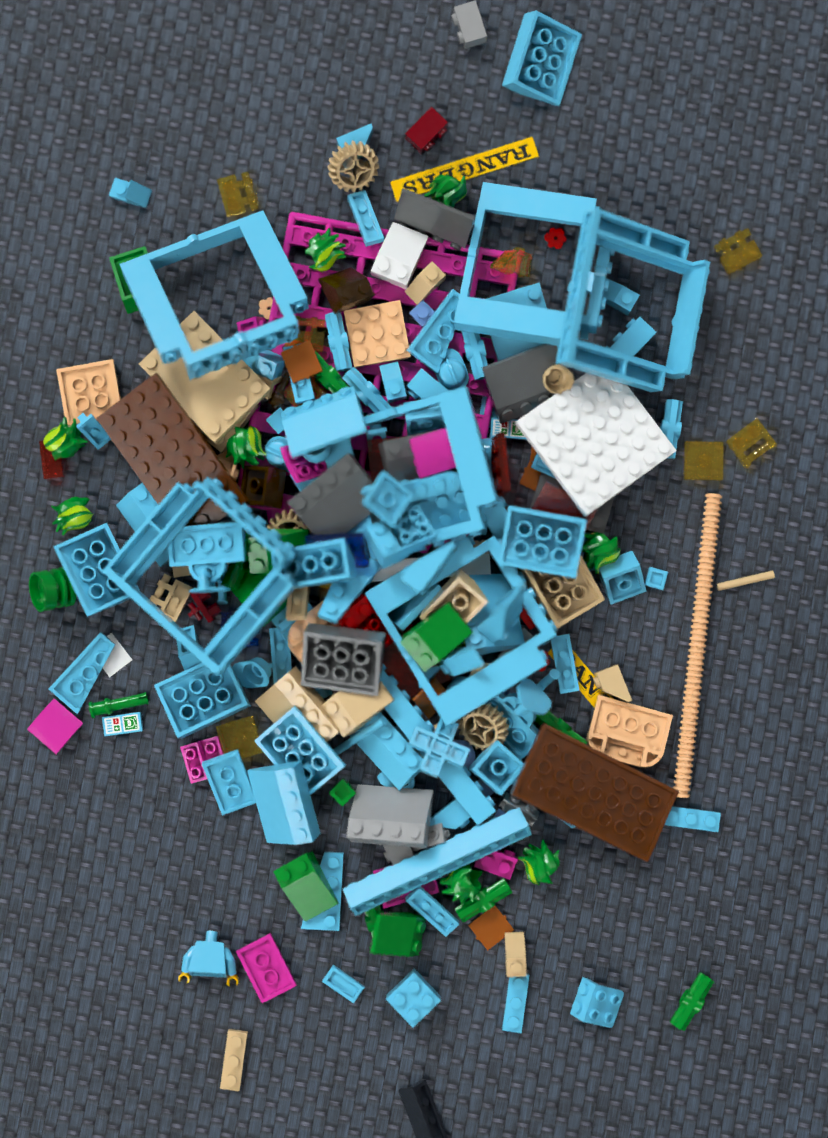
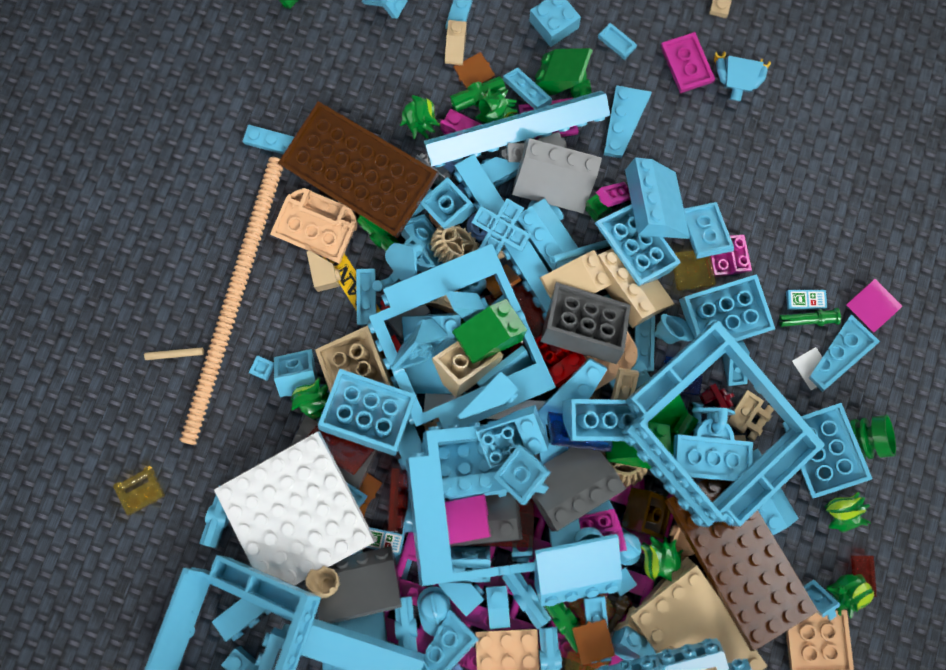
camera: 175 degrees left, 10 degrees down
(306, 886) = (643, 126): slope -> none
(329, 803) = (614, 194): none -> dark pink plate
(703, 460) = (191, 479): clear yellow plate -> none

